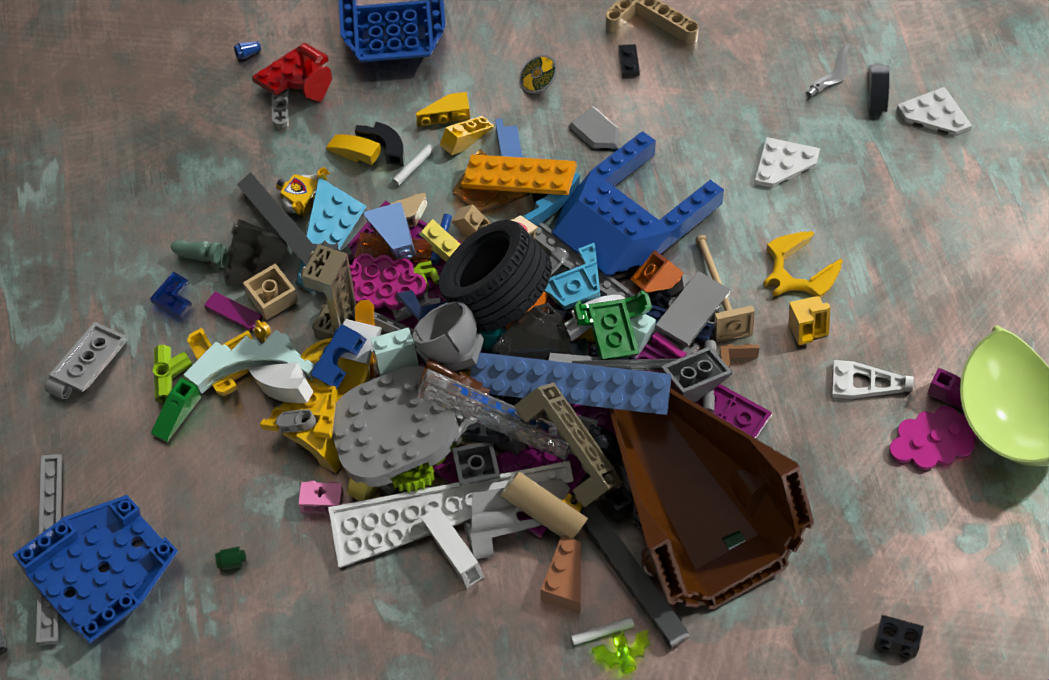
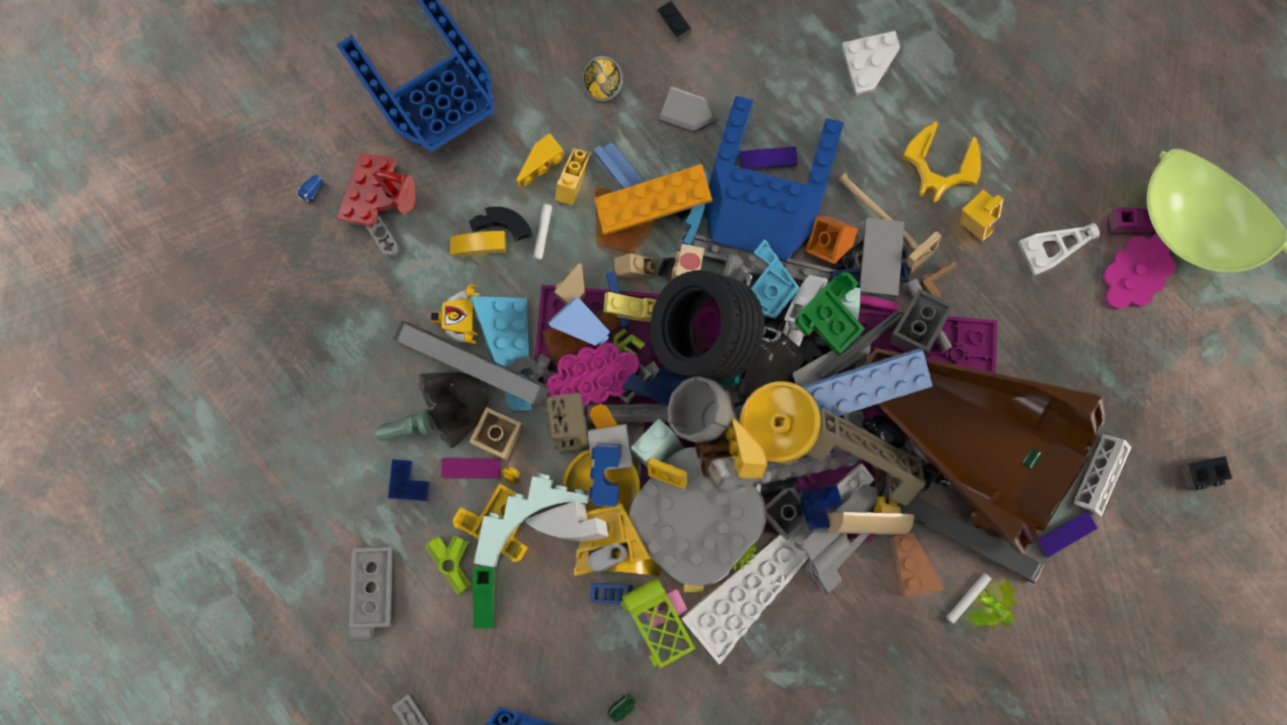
camera: 30 degrees left, 20 degrees up
(294, 473) = (594, 593): none -> blue slope
(303, 475) = (641, 600): none -> lime piece
(388, 374) = (667, 473): none -> yellow plate
(452, 546) = (808, 596): white slope -> none
(460, 377) = (747, 453): none -> yellow slope
(504, 465) = (815, 504): none -> clear blue plate
(507, 371) = (782, 421): none -> yellow dish
(647, 196) = (769, 158): none -> dark purple tile
(730, 624) = (1066, 534): none -> dark purple tile
(797, 591) = (1109, 475): none -> white fence

